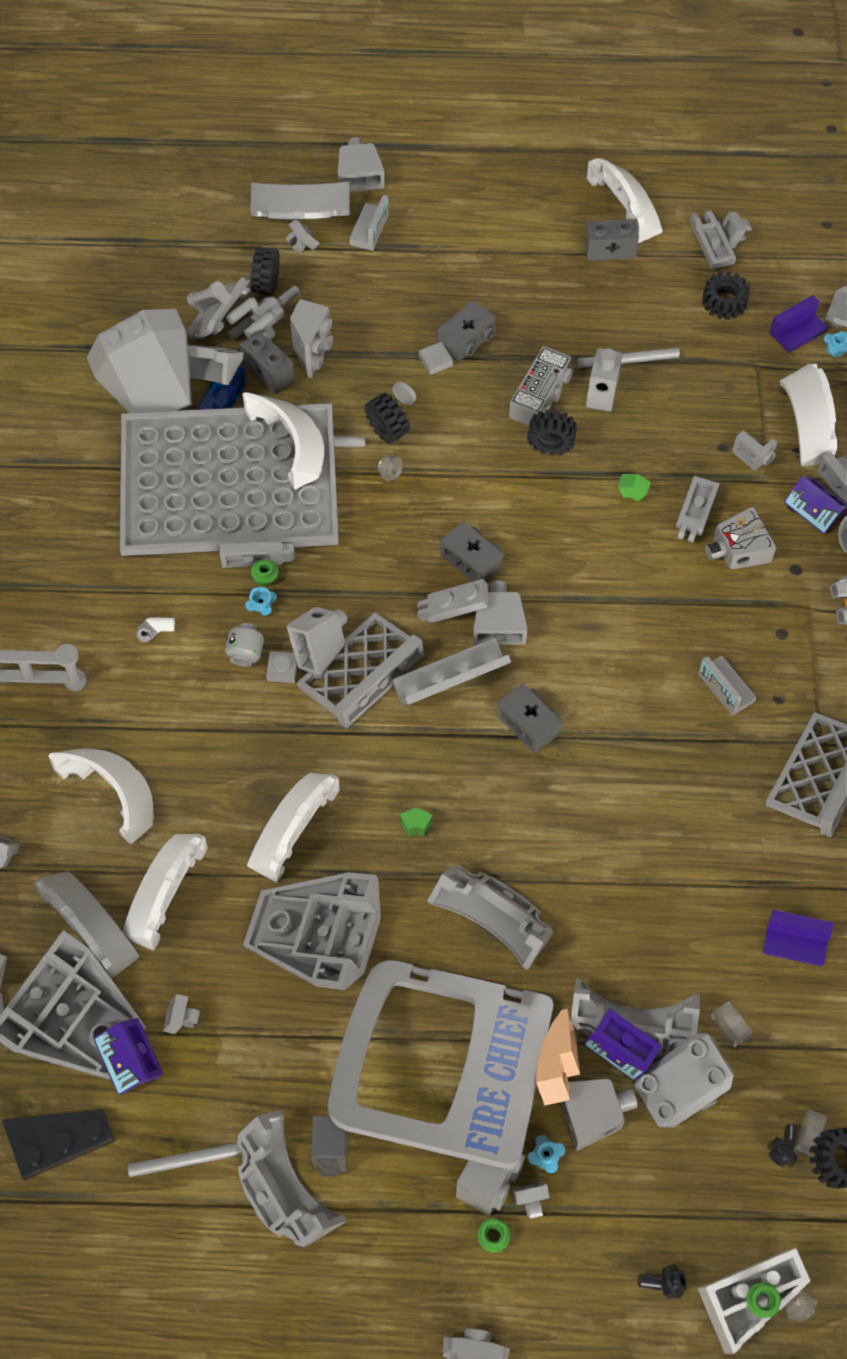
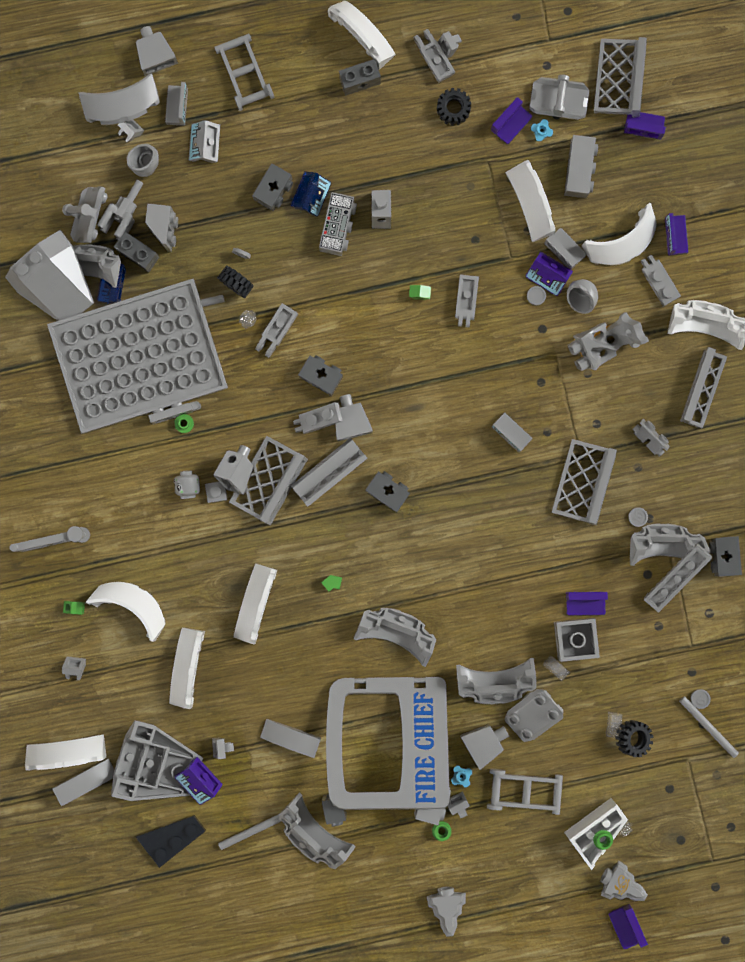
camera: 10 degrees left, 25 degrees up
(29, 768) = (74, 607): none -> bright green piece
(88, 921) = (144, 703): light grey windscreen -> none
(153, 626) = (121, 483): arm -> none
(258, 594) = (184, 450): medium azure plate -> none
(265, 270) = (112, 172): black tyre -> none
(292, 1027) = (290, 738): none -> light grey slope
(306, 436) = (178, 309): white windscreen -> none
(308, 268) = (143, 160): none -> light grey hat
(318, 928) = (290, 674): light grey wedge -> none
(393, 267) = (204, 141): none -> light grey panel
(426, 489) = (277, 328): none -> light grey hinge
(435, 358) = (255, 214): light grey tile -> none
(488, 230) = (267, 91): none -> light grey piece
(516, 348) = (311, 193): none -> clear blue panel
(552, 432) = (354, 265): black tyre -> none
(557, 1060) = (456, 723): light nougat slope -> none
(594, 1214) = (498, 805): none -> light grey piece
(622, 1045) = (494, 701): dark purple panel -> none
(635, 357) = (394, 179): light grey bar -> none
(671, 1283) = (549, 833): black plate -> none
(742, 541) = (502, 320): light grey torso -> none
(752, 452) = (494, 241): light grey bracket -> none
(773, 983) = (576, 639): none -> light grey brick
(782, 1149) = (600, 742): black plate -> none
(795, 527) = (536, 295): none -> light grey piece

